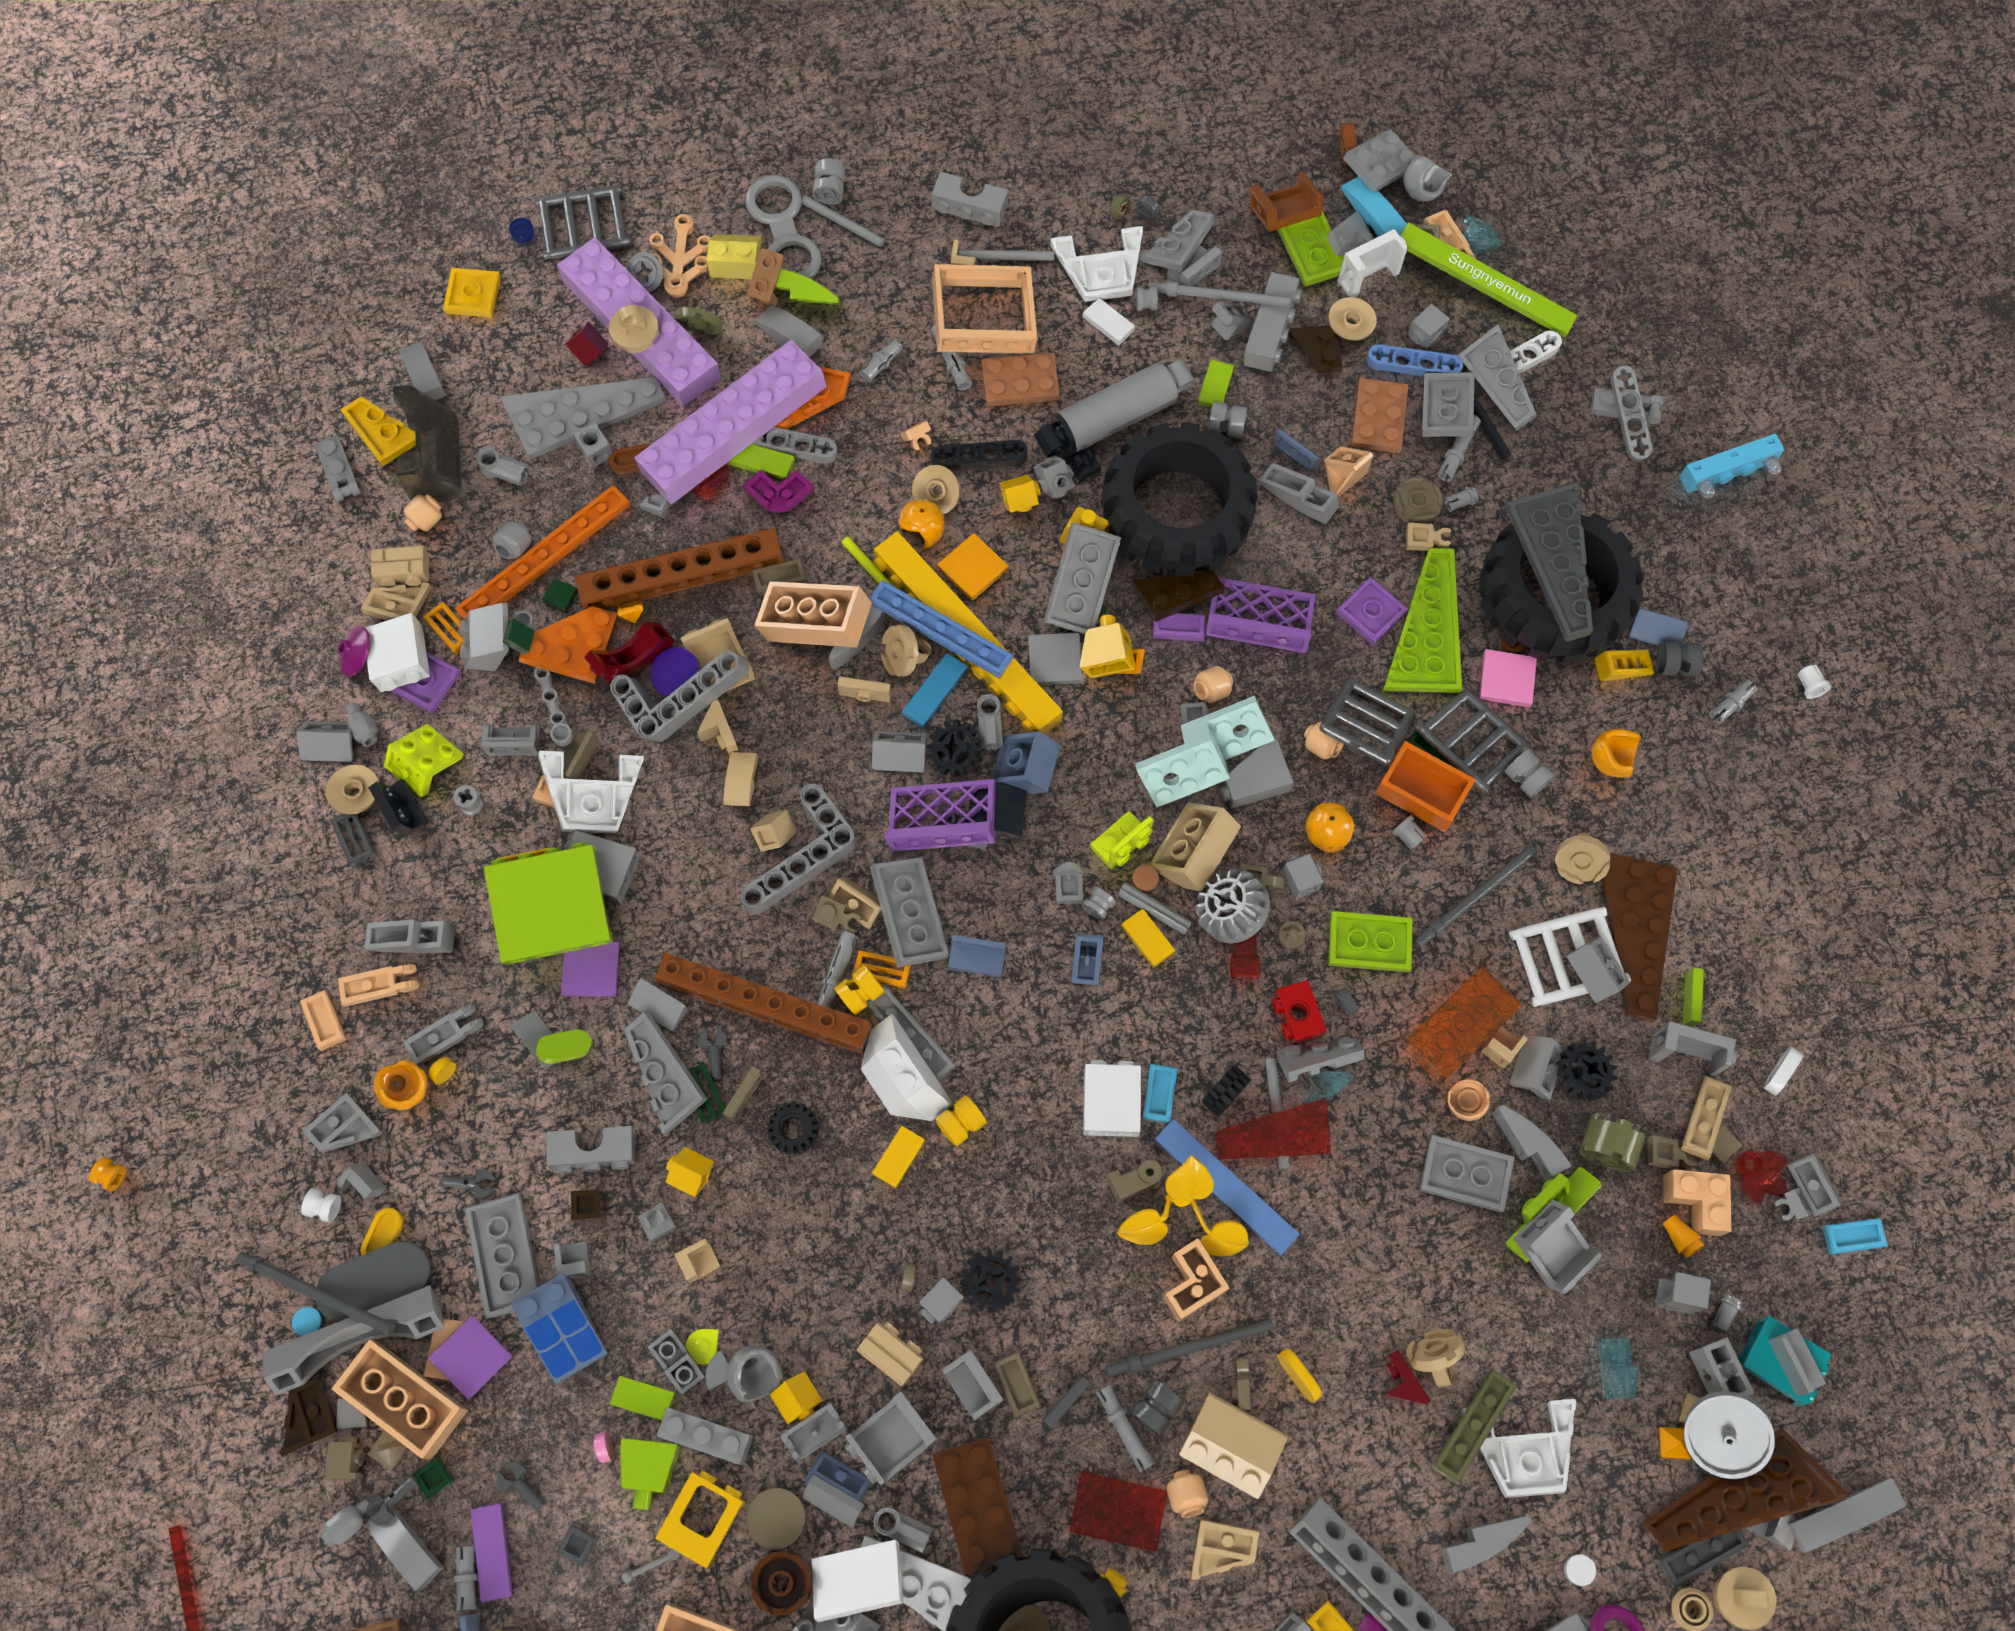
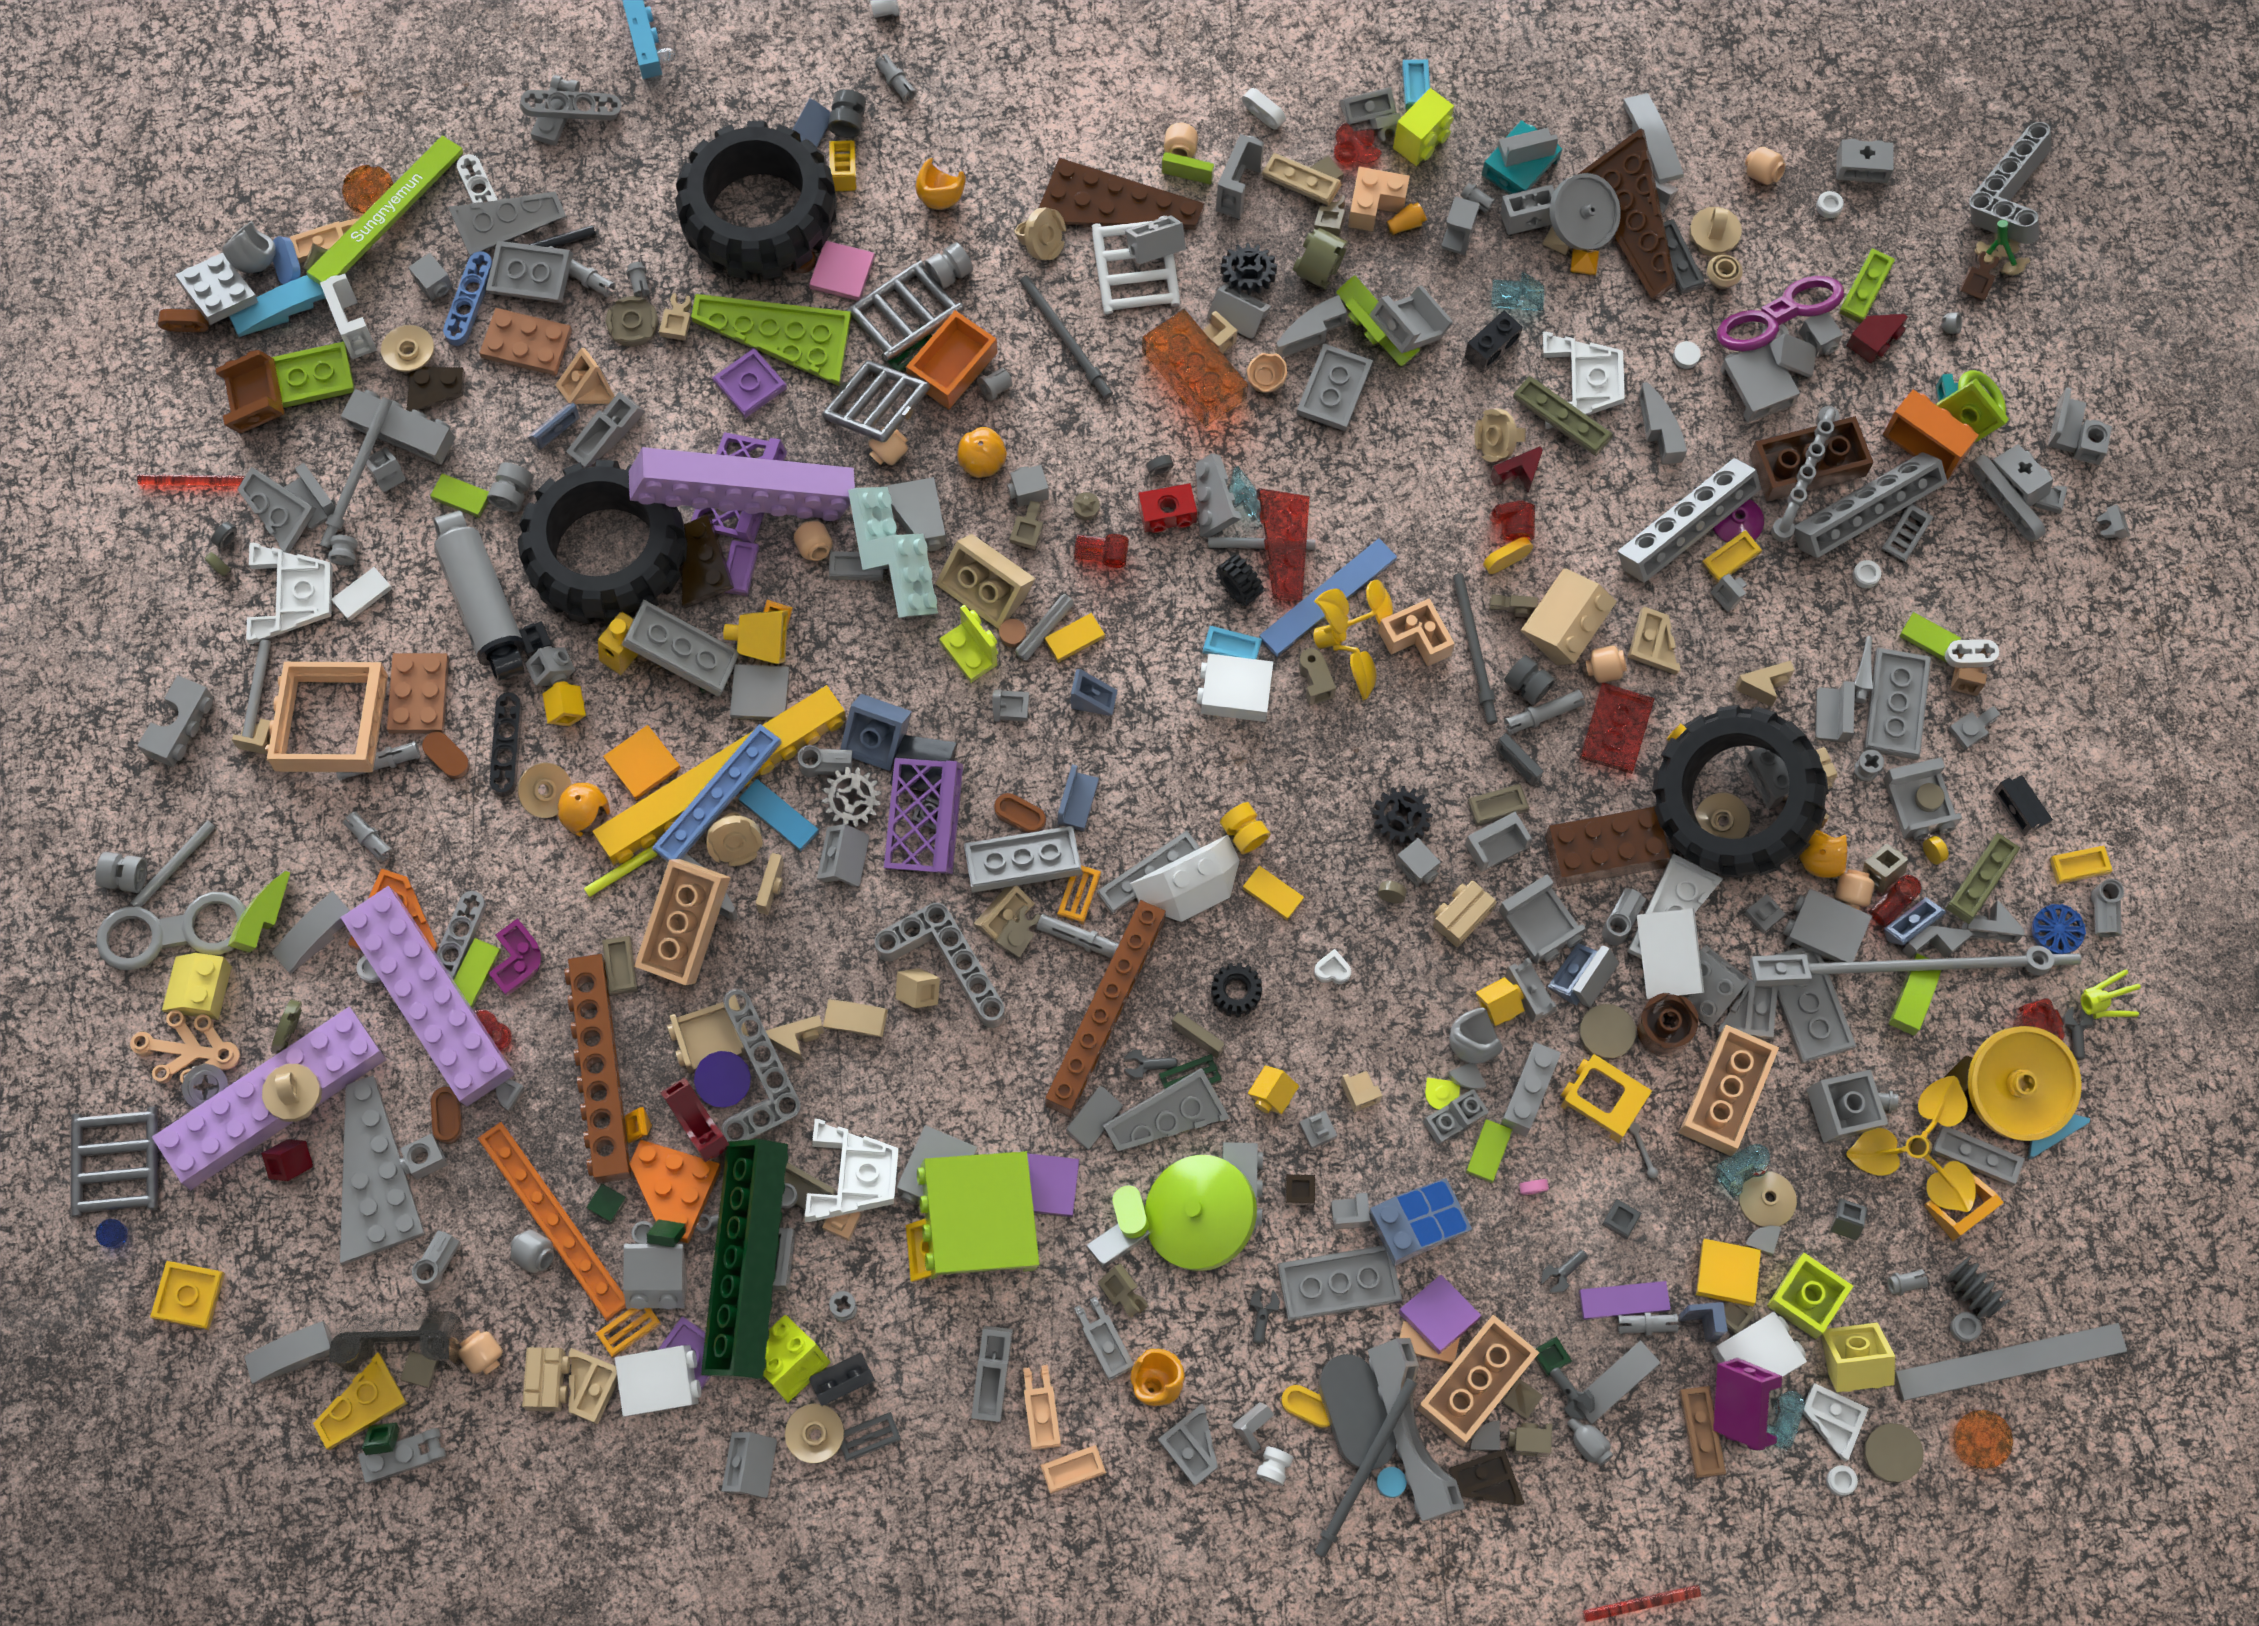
camera: 85 degrees left, 0 degrees up
(349, 448) = (381, 1438): none -> dark green tile
(354, 650) = (646, 1420): magenta dish -> none
(362, 726) = (736, 1424): light grey plant -> none
(441, 1070) = (1142, 1339): yellow tile -> none
(488, 1046) = (1119, 1289): none -> dark tan plate
(497, 706) = (745, 1259): none -> dark green brick
(561, 1111) = (1201, 1212): none -> lime dish
(647, 1468) = (1556, 1146): lime torso -> none
(766, 277) = (245, 944): medium nougat bracket -> none
(824, 1224) = (1333, 969): none -> white tile
(859, 989) = (1096, 902): yellow wheel -> none
(916, 432) = (468, 805): light nougat tile -> none
(958, 906) = (1019, 813): none -> dark orange tile
(963, 409) = (446, 755): none -> dark orange tile
(1098, 903) = (1035, 677): light grey wheel -> none
(1197, 173) = (193, 480): none -> clear red bar
(1240, 920) = (1069, 531): light grey gear -> none
(1245, 599) = (740, 484): none -> lavender brick
(1339, 1380) = (1515, 520): none -> clear red piece
(1349, 235) = (305, 334): light grey wing -> none
(1370, 941) = (1102, 435): lime plate -> none
(1423, 210) = (286, 260): none -> medium blue tile
(1481, 235) = (328, 209): clear light blue slope -> none
(1512, 262) = (365, 186): none -> clear orange tile
(1551, 1342) = (1493, 341): none -> black brick
(1555, 547) = (733, 189): dark grey wing -> none
(1723, 987) = (1181, 140): none -> light nougat head
(1796, 1244) = (1423, 127): none -> neon yellow brick

